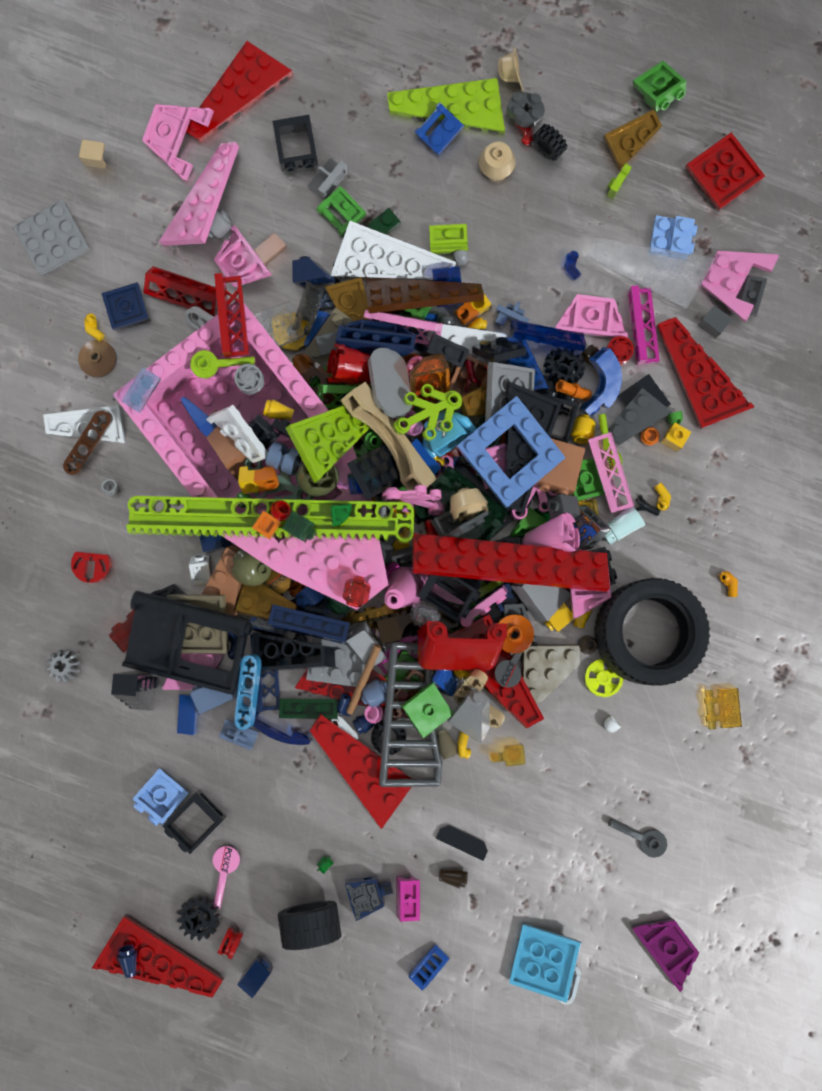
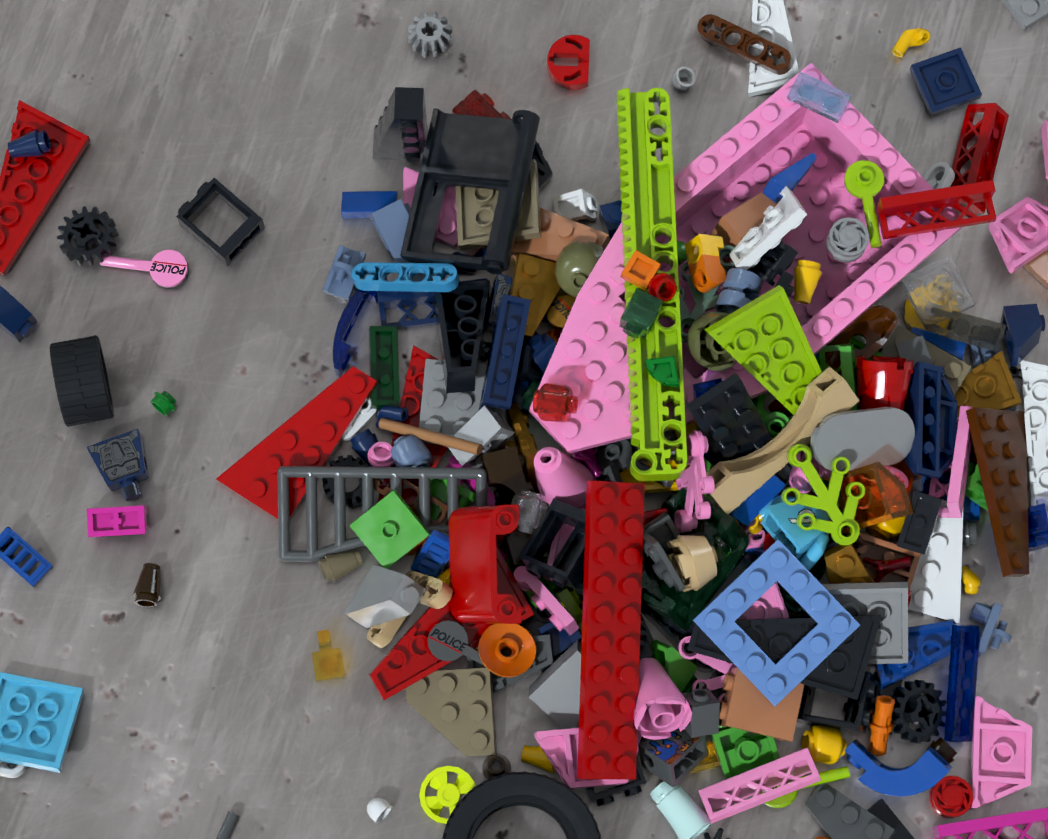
camera: 85 degrees right, 10 degrees down
(103, 364) = (863, 60): medium nougat dish -> none
(159, 798) = (252, 173): light blue plate -> none
(233, 943) = (54, 279): red wheel -> none
(462, 744) = (341, 587): yellow arm -> none
(462, 841) = (199, 598): black piece -> none
(471, 310) = (987, 566): orange leg -> none
(498, 350) = (930, 605): black plate -> none
(560, 619) = (533, 719): yellow brick -> none

